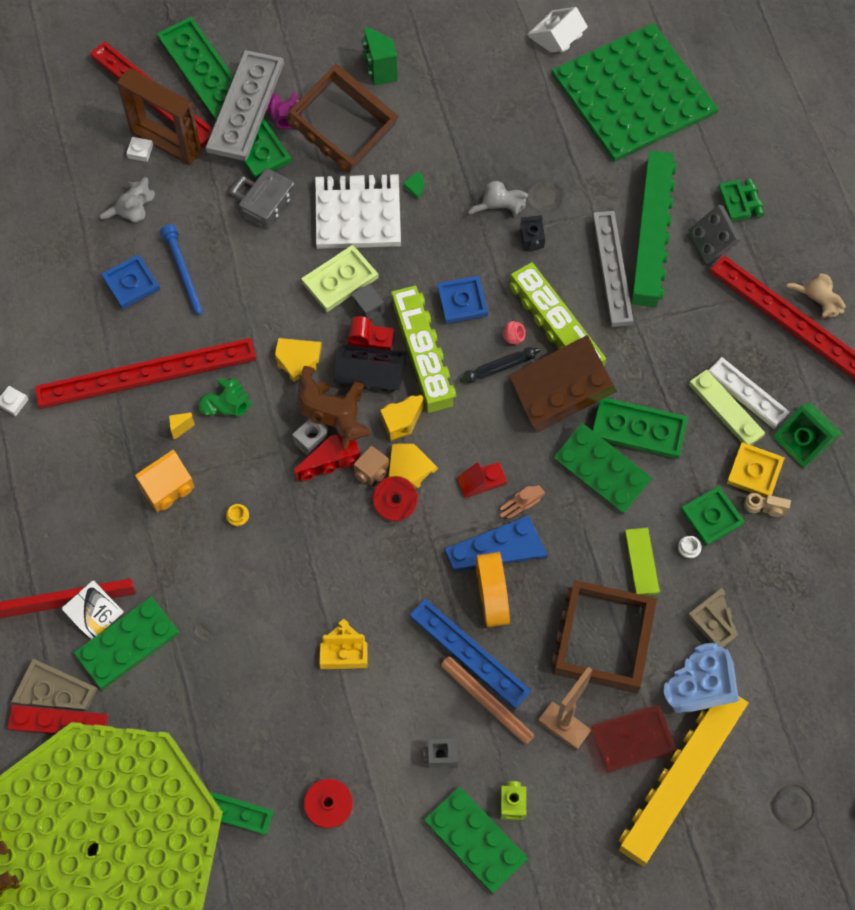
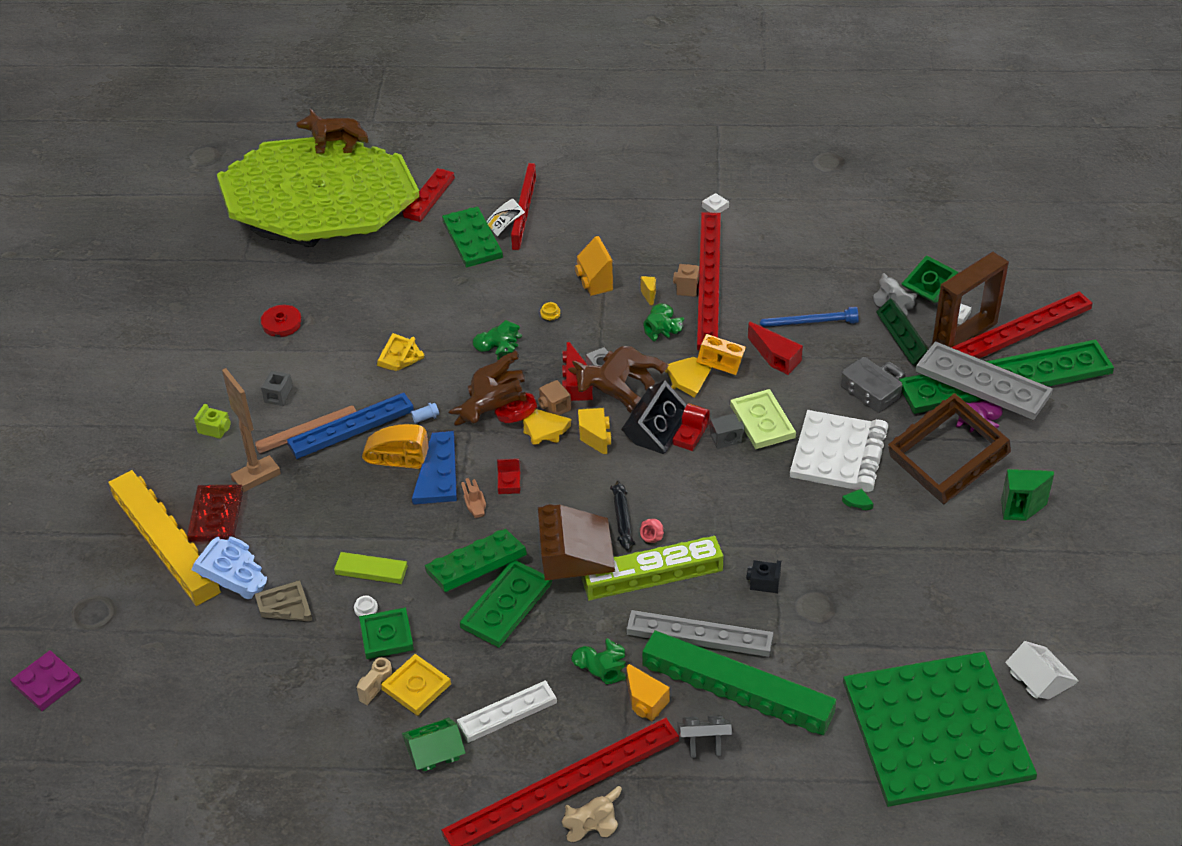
camera: 110 degrees right, 20 degrees down
(53, 688) = (455, 193): dark tan wing -> none
(109, 169) = (928, 277): none -> green slope
(130, 281) = (807, 283): blue plate -> none
(157, 389) = (687, 280): none -> medium nougat brick
(185, 184) = (902, 331): none -> dark green plate
(243, 285) = (775, 349): none -> red slope
(244, 815) = (304, 268): green plate -> none
(268, 328) = (721, 354): none -> light orange brick
(293, 551) = (501, 336): none -> green animal
(388, 529) = (491, 389): none -> reddish brown animal
(422, 349) = (661, 458): lime brick -> none
(428, 586) = (425, 413): none -> light blue pin
(462, 299) = (705, 502): blue plate -> none
(476, 840) = (187, 399): green plate -> none
(498, 197) = (817, 557): light grey animal -> none
(599, 677) = (313, 551): reddish brown window -> none
(675, 330) = (604, 664): none -> green animal
(693, 290) = (646, 693): none -> light orange slope
(726, 408) = (495, 686): yellowish green plate -> none
(735, 201) = (750, 774): green plate -> none

